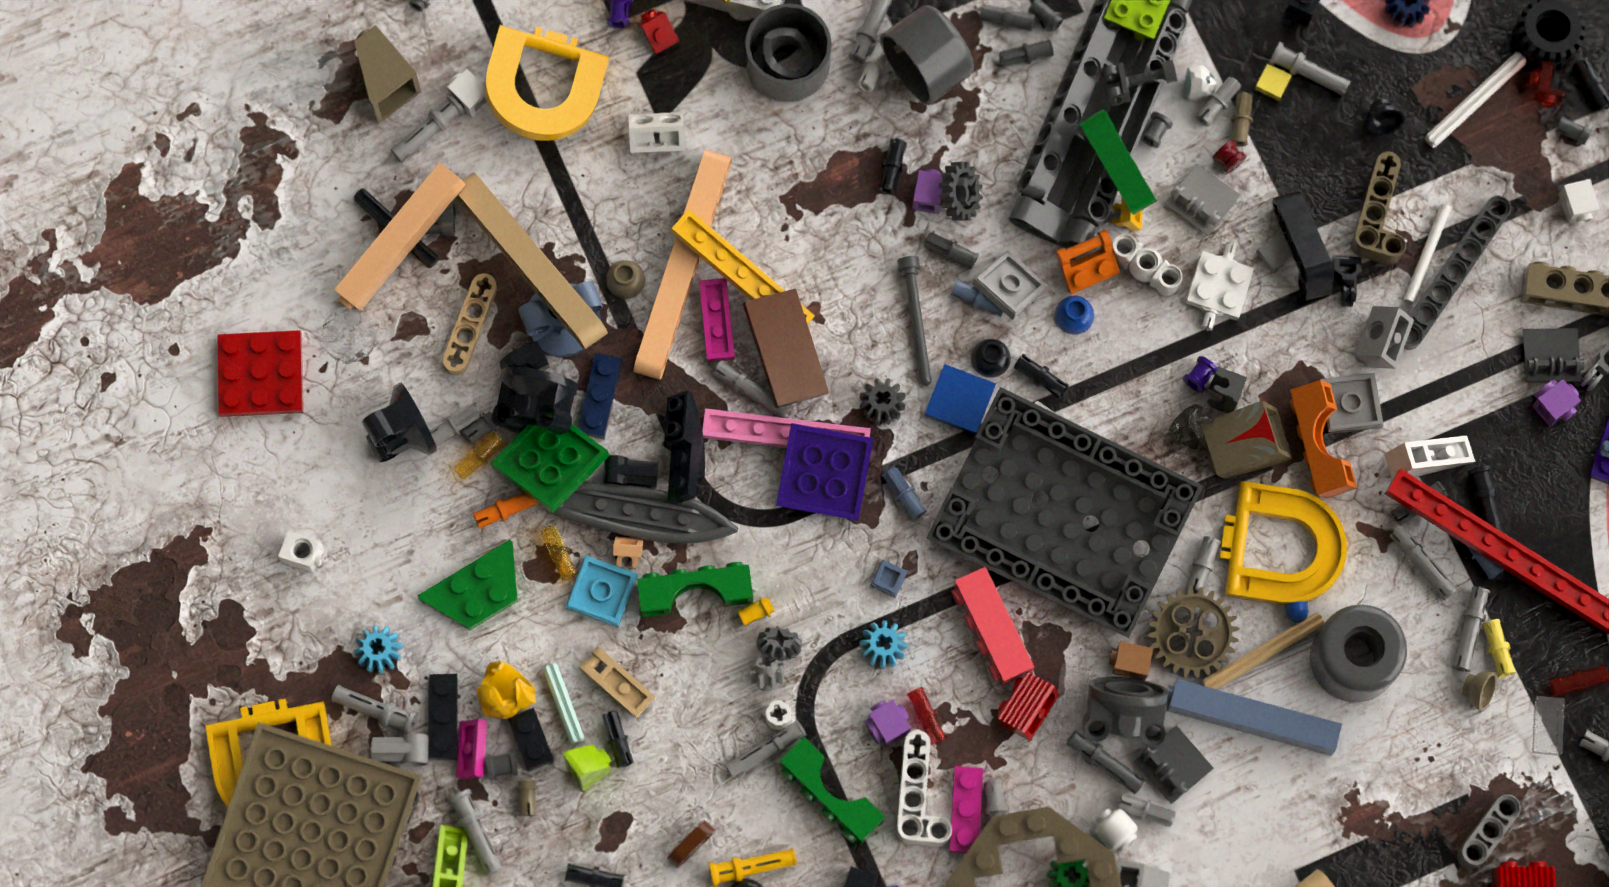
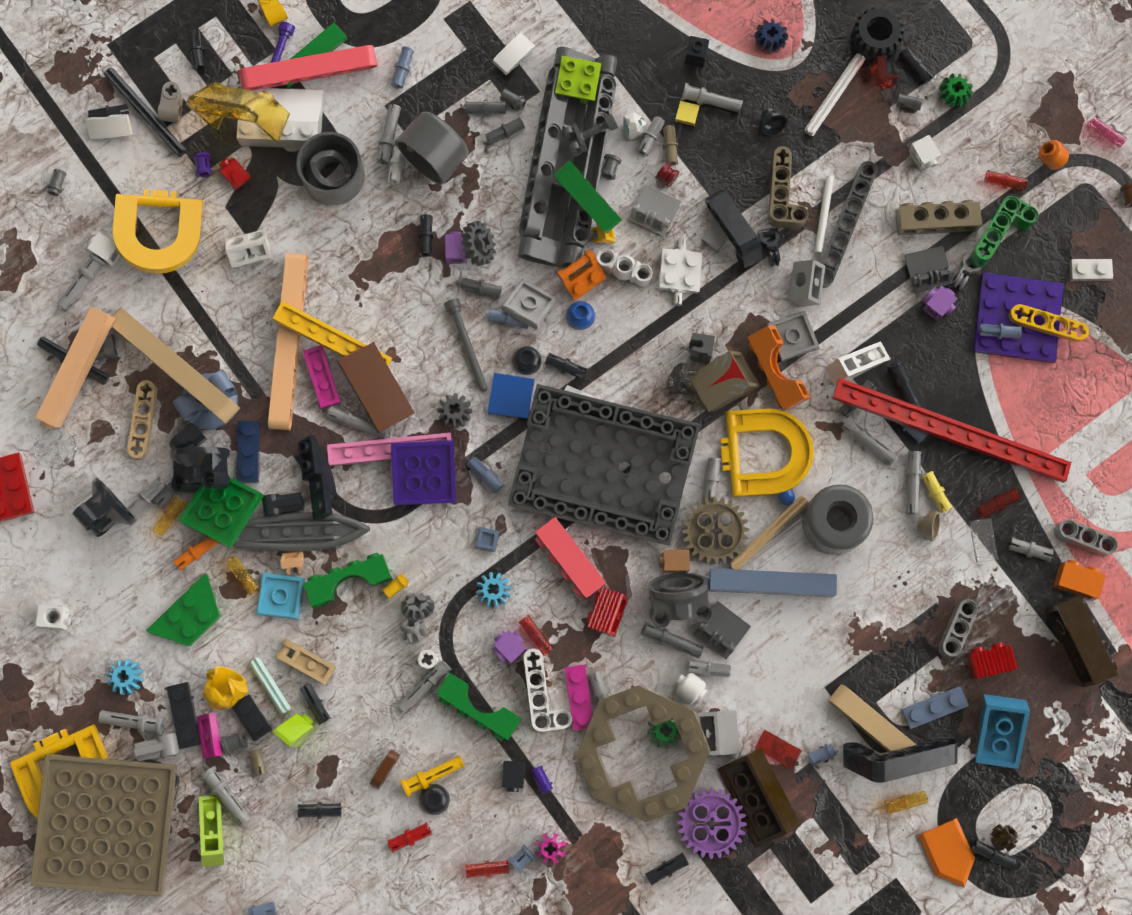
camera: 10 degrees left, 5 degrees up
(386, 73) = (38, 249): dark tan slope -> none
(625, 279) = (249, 361): dark tan piece -> none
(1200, 374) = (680, 339): dark purple bush -> none

